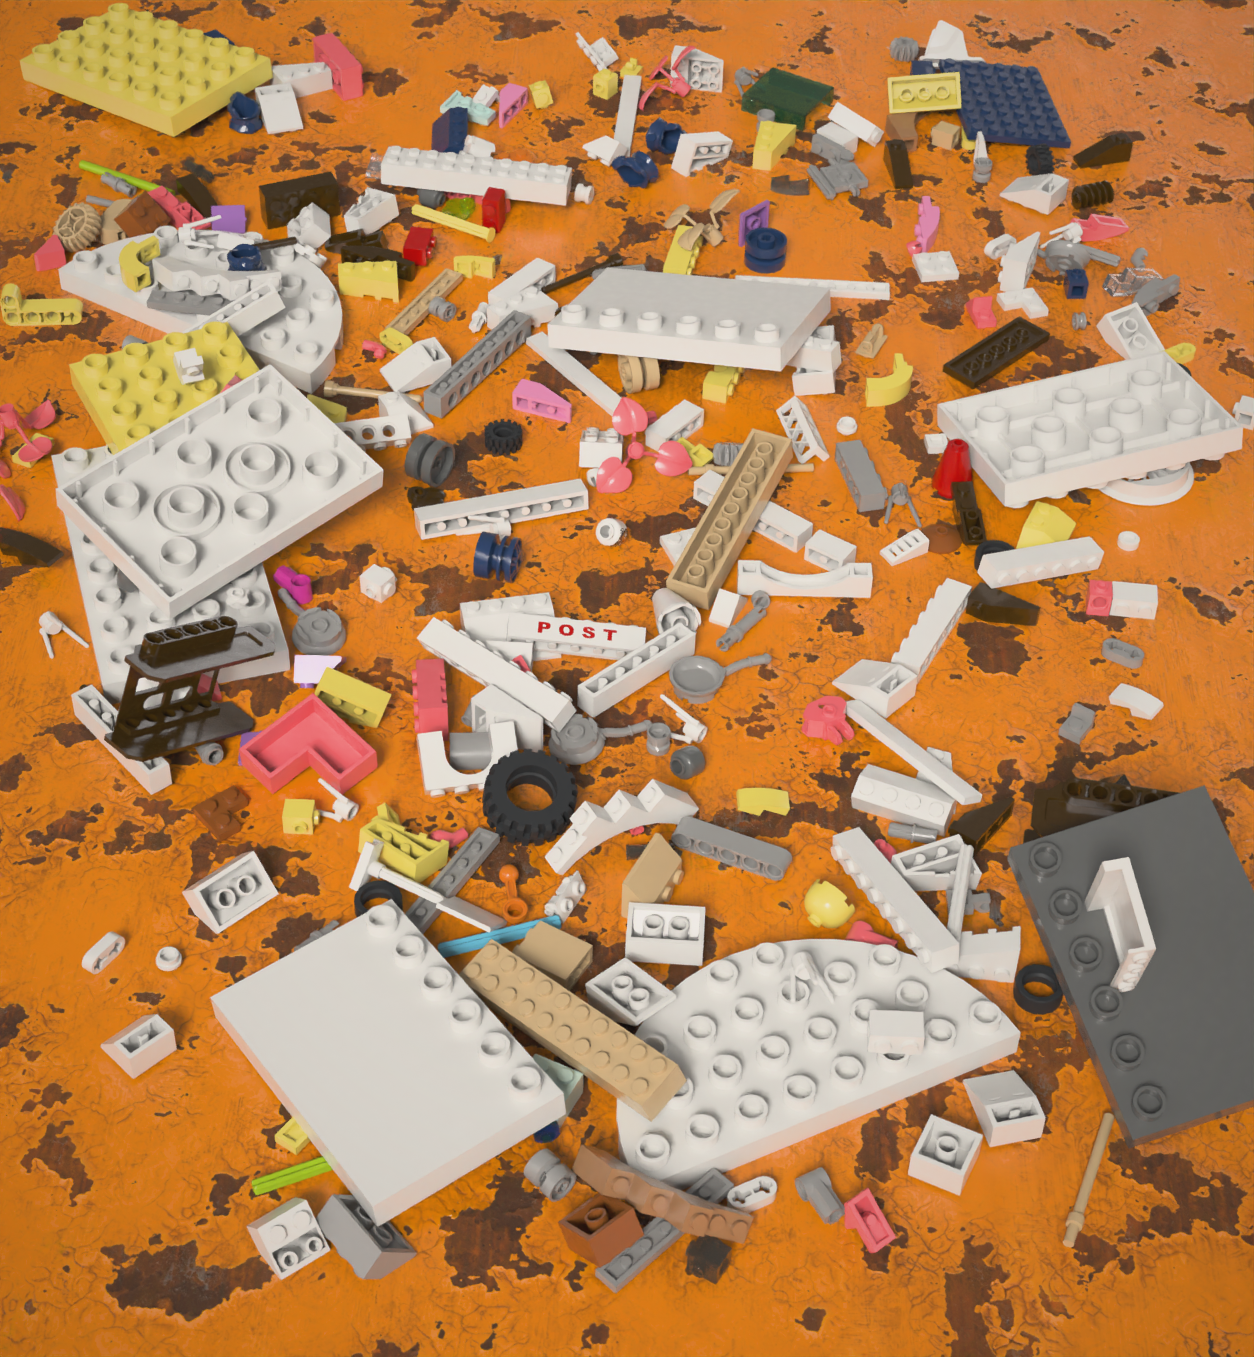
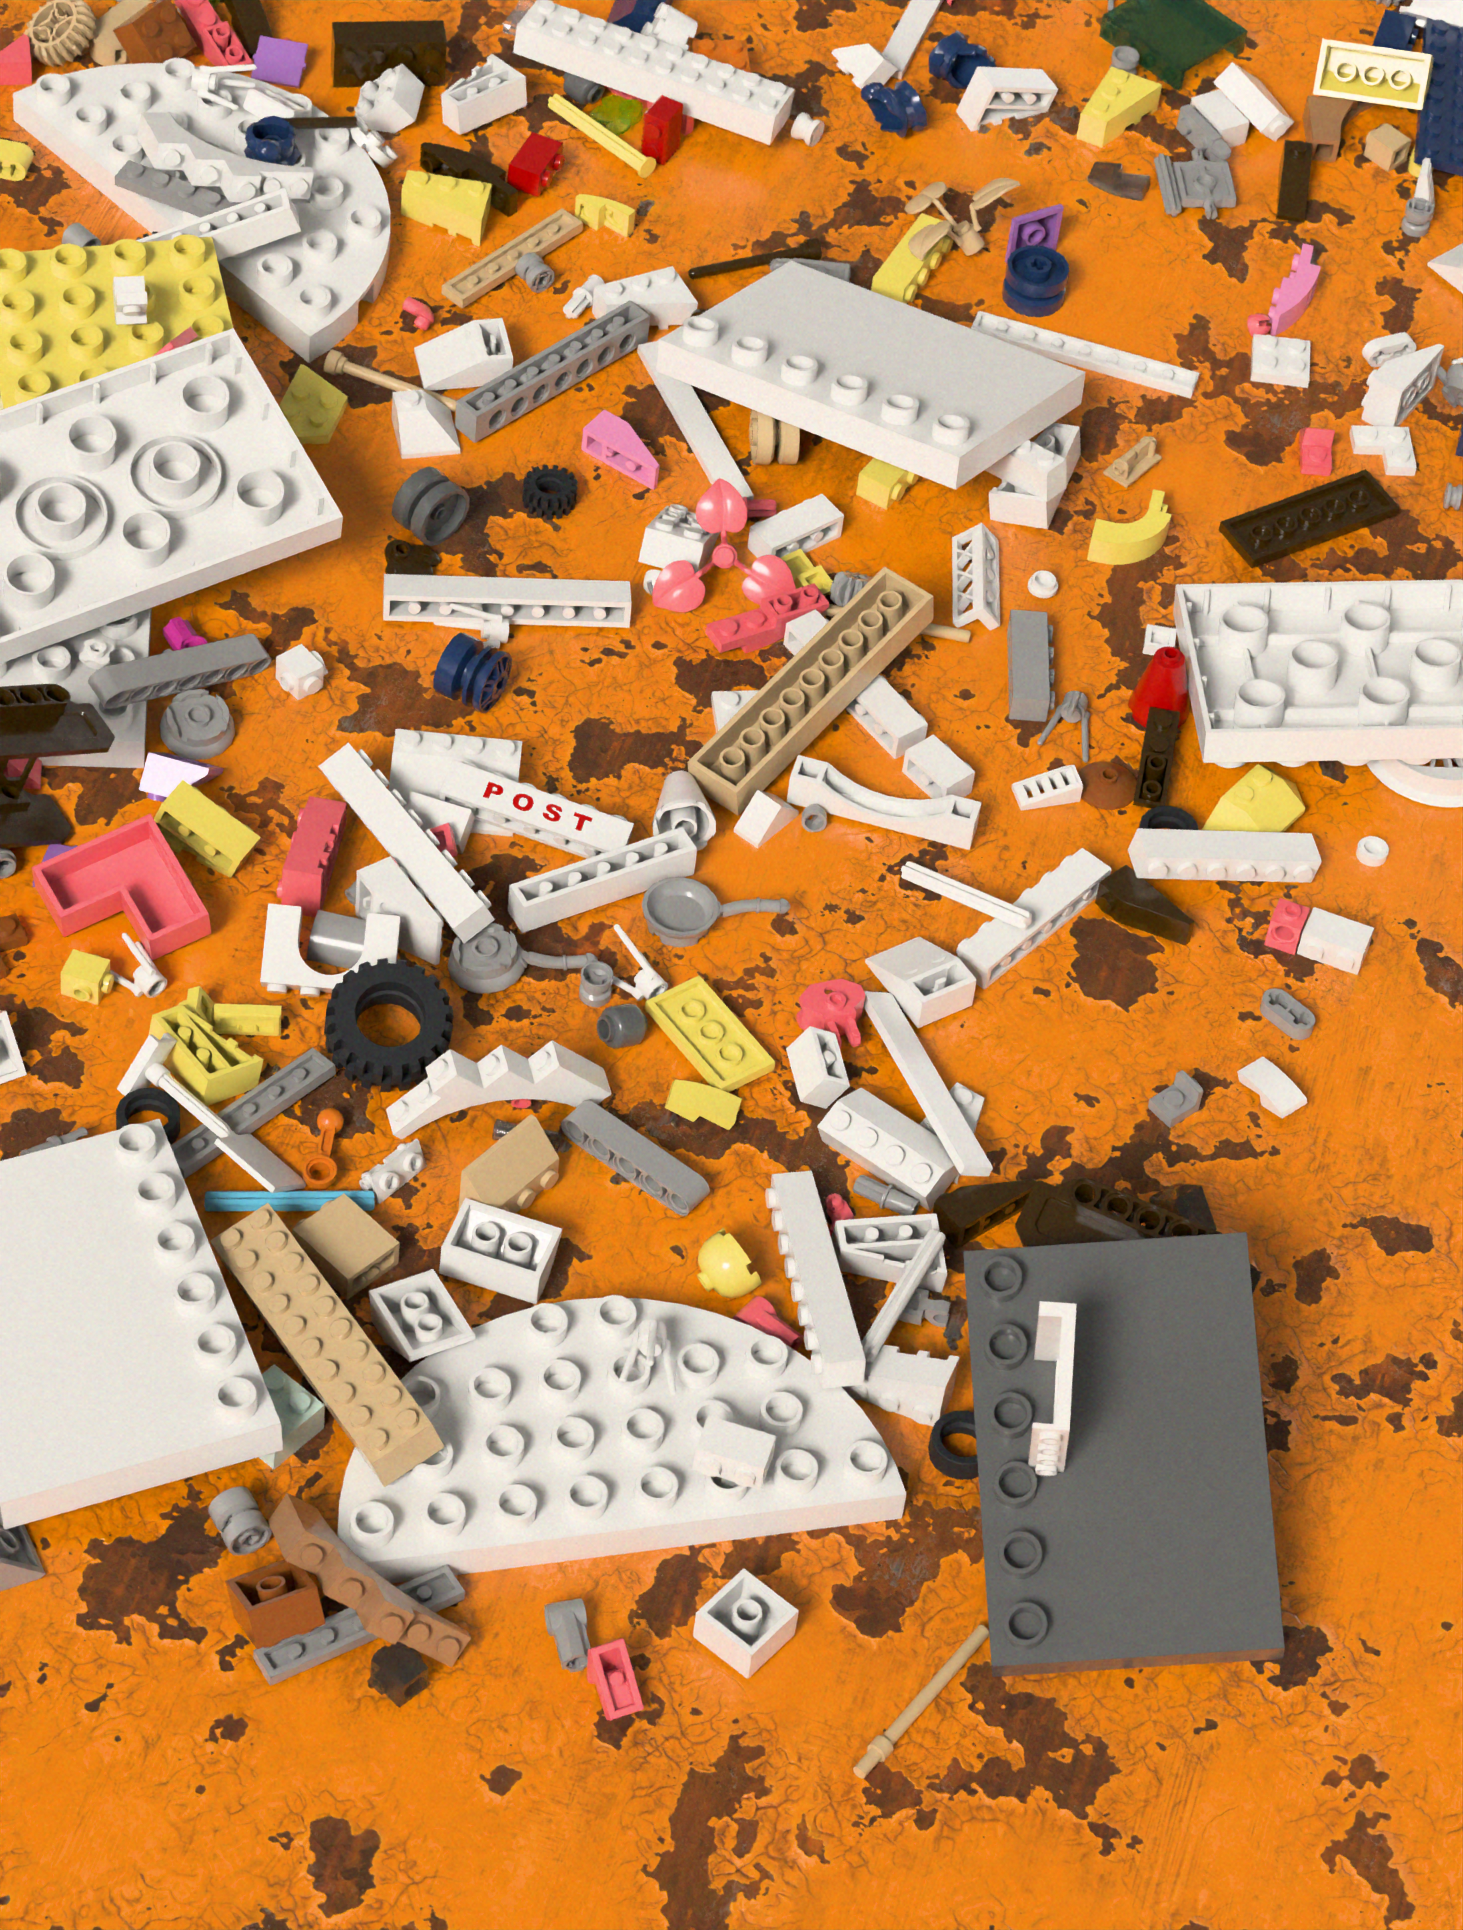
camera: 10 degrees right, 5 degrees up
(132, 260) = (115, 103): light yellow arch -> none
(297, 597) = (179, 671): none -> light grey beam
(355, 238) = (452, 134): dark brown slope -> none
(395, 340) = (451, 307): light yellow beam -> none
(397, 424) = (407, 441): white brick -> none
(425, 818) = (247, 1019): none -> light yellow plate
(453, 838) = (271, 1055): coral arm -> none
(536, 273) = (682, 249): white brick -> none
(547, 1133) = (257, 1468): clear blue tile -> none
(611, 532) = (644, 671): white head -> none
(680, 486) = (768, 623): none -> coral slope
(736, 632) = (761, 857): light grey pin -> none
(749, 755) = (709, 1035): none -> light yellow plate
(750, 1193) = (485, 1611): white beam -> none
(832, 758) = (817, 1067): none -> white brick
(884, 624) = (966, 895): none -> white axle
(1005, 1108) = (849, 1585): white slope -> none

